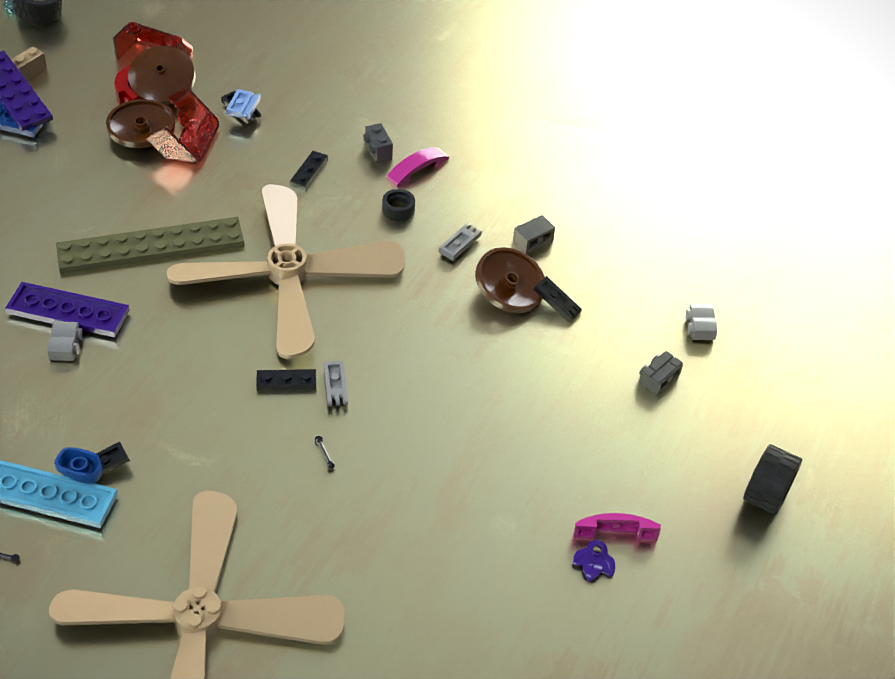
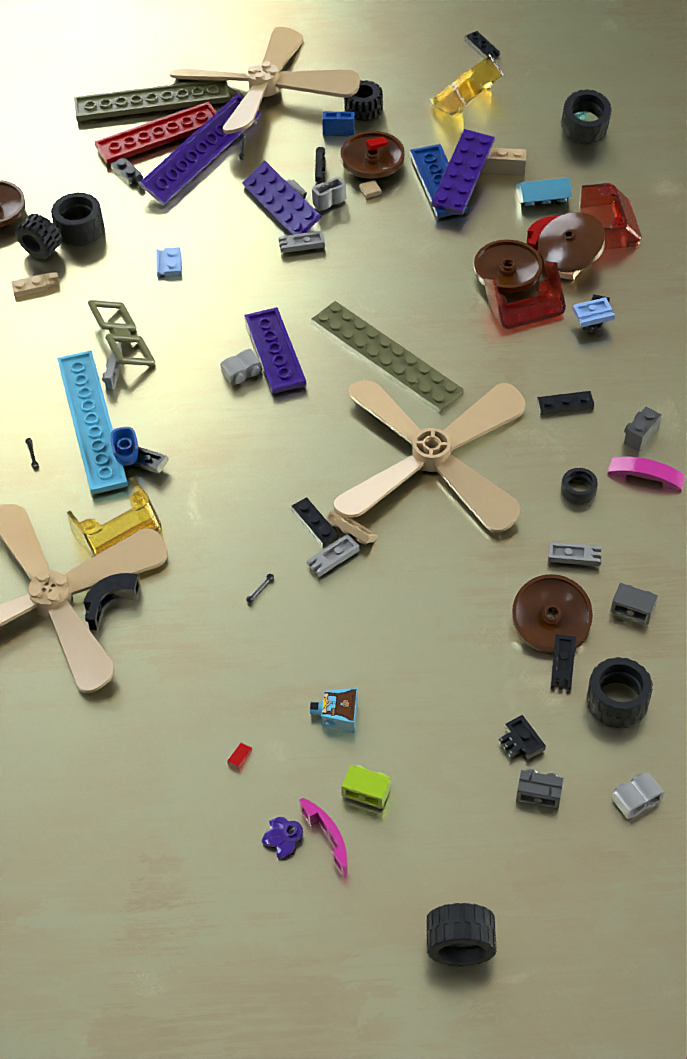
camera: 65 degrees right, 5 degrees up
(82, 64) = (544, 191): none -> medium azure slope
(163, 544) = (99, 537): none -> clear yellow windscreen
(236, 555) = (109, 589): none -> black arch
(316, 357) = (351, 527): none -> tan hinge
(491, 553) = (239, 756): none -> red piece
(498, 458) = (337, 709): none -> torso
(589, 476) = (366, 786): none -> lime brick
(607, 359) = (521, 738): none -> black hinge
(610, 266) = (625, 672): none -> black tyre

